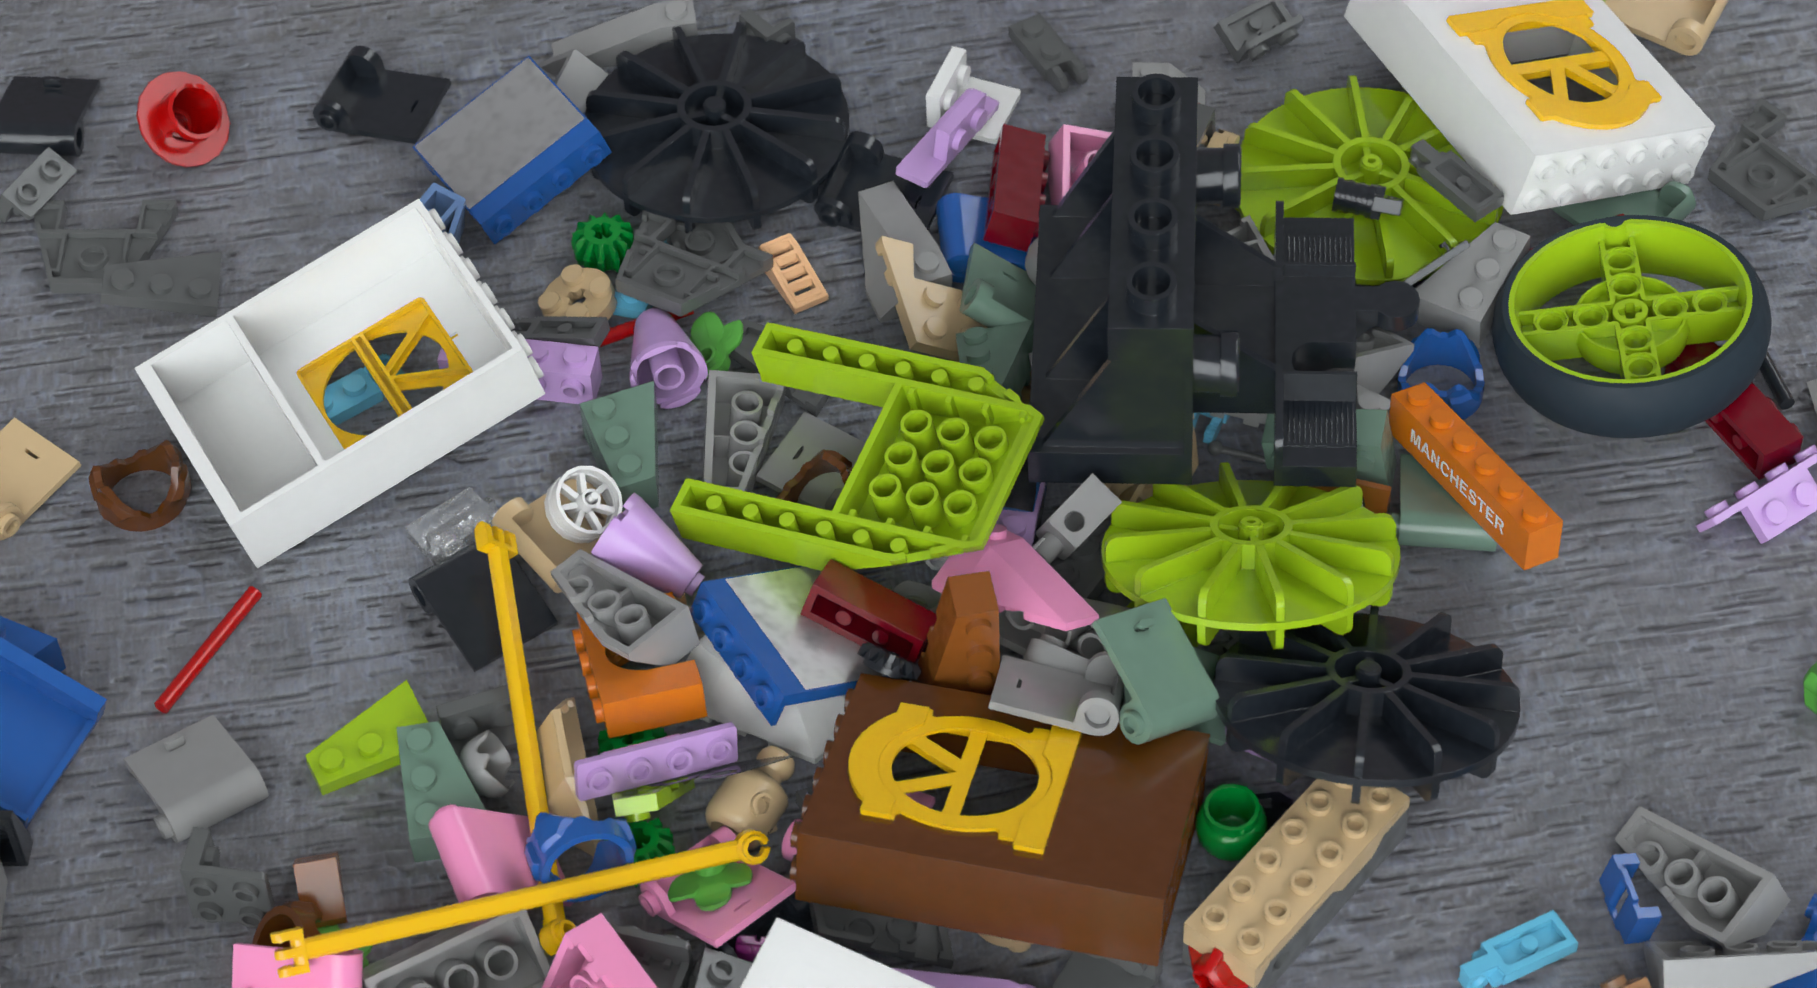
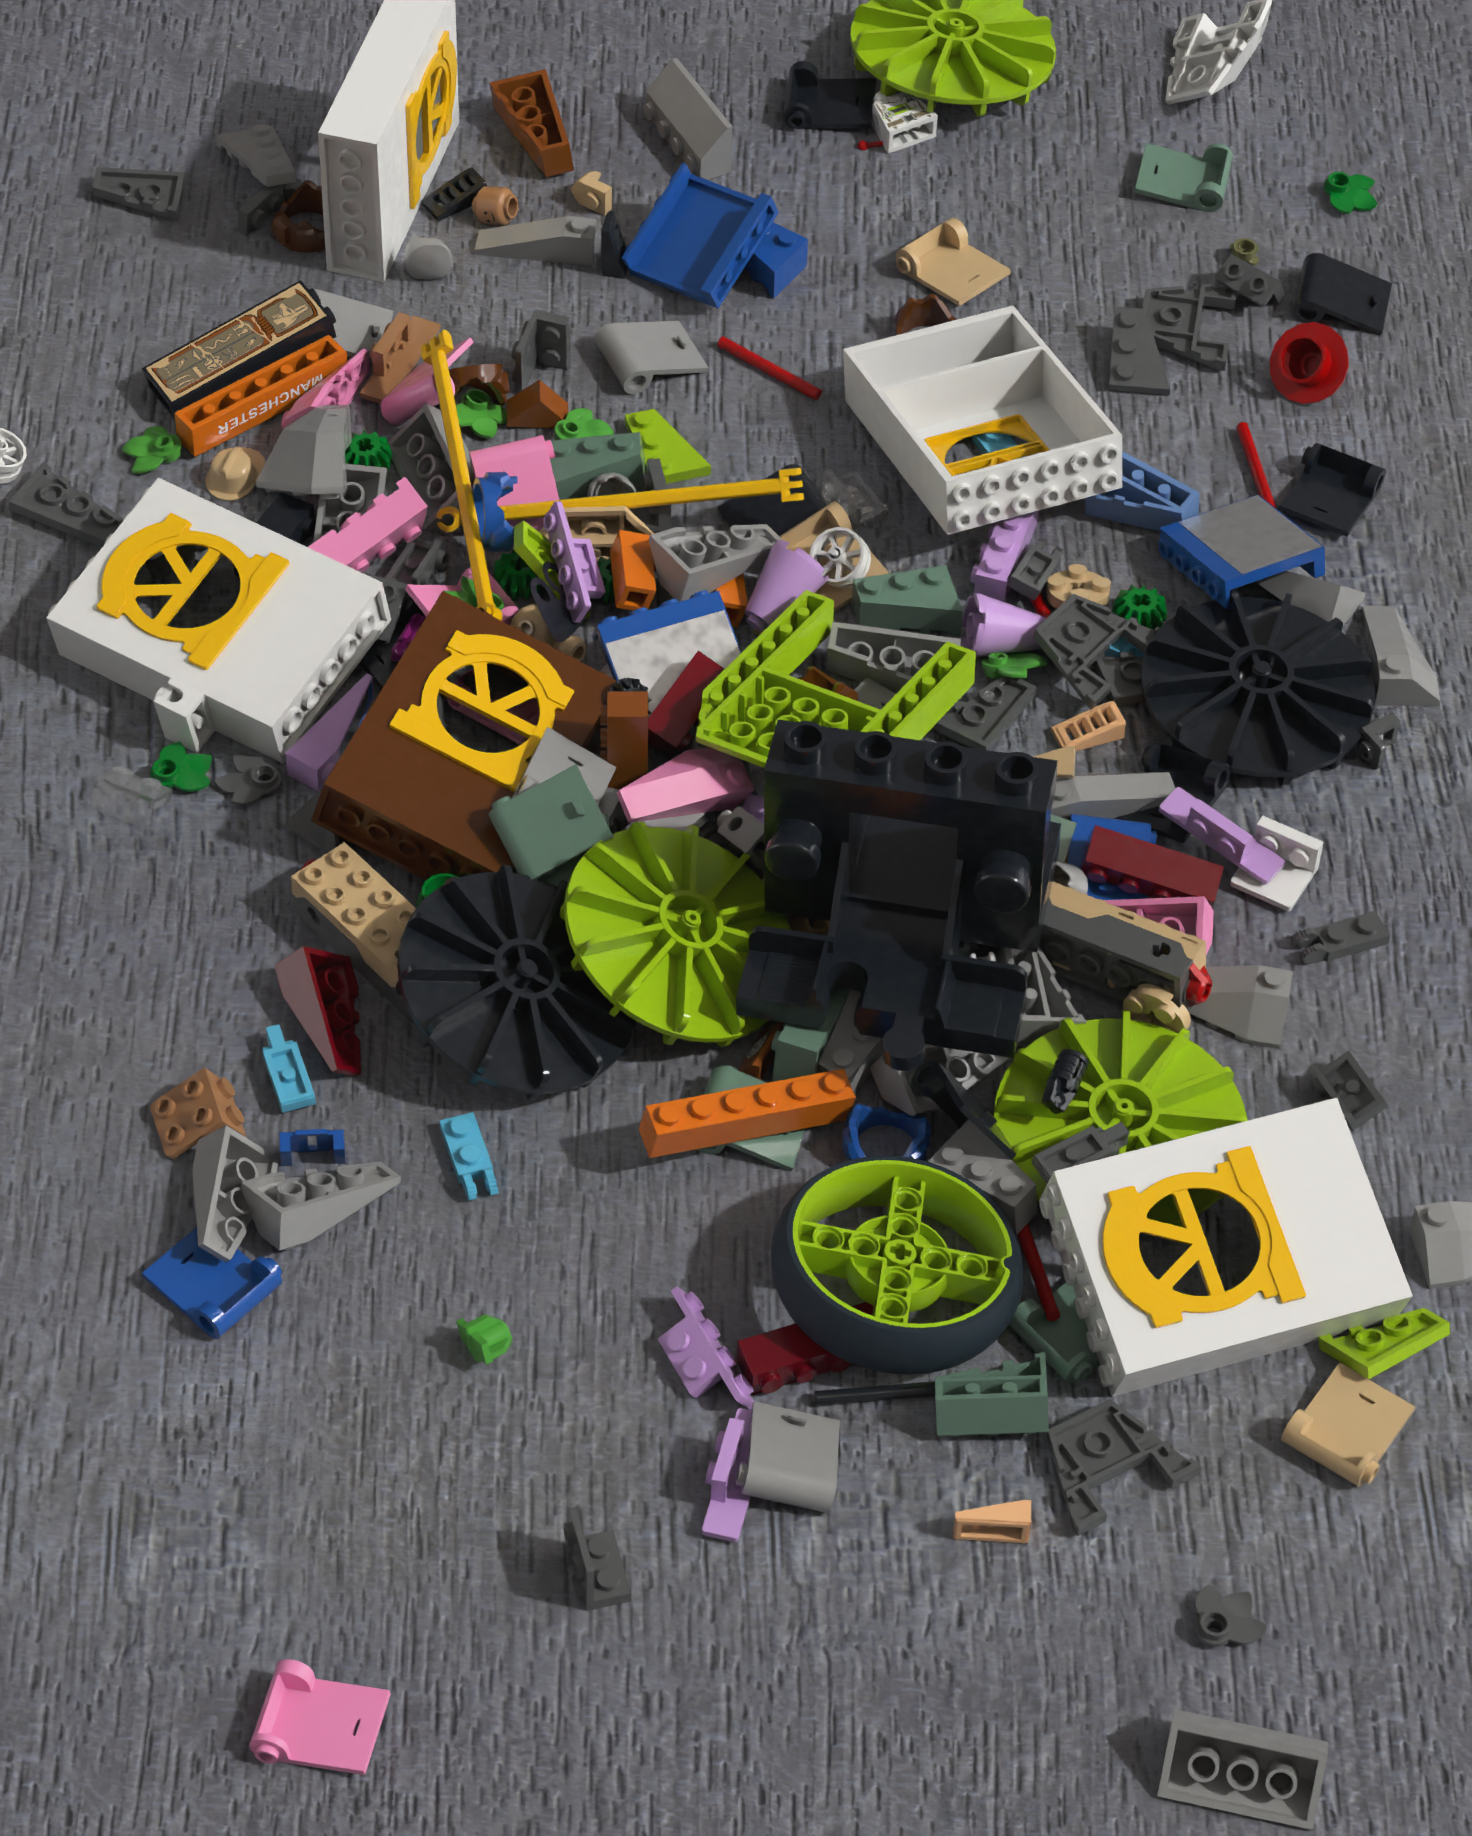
camera: 95 degrees right, 0 degrees up
(345, 170) = (1254, 463): none -> red piece
(355, 831) = (580, 424): none -> bright green plate
(1401, 941) = (322, 996): none -> dark red wedge
(1578, 753) = (468, 1153): none -> medium azure hinge
(1749, 225) = (994, 1401): none -> sand green wedge

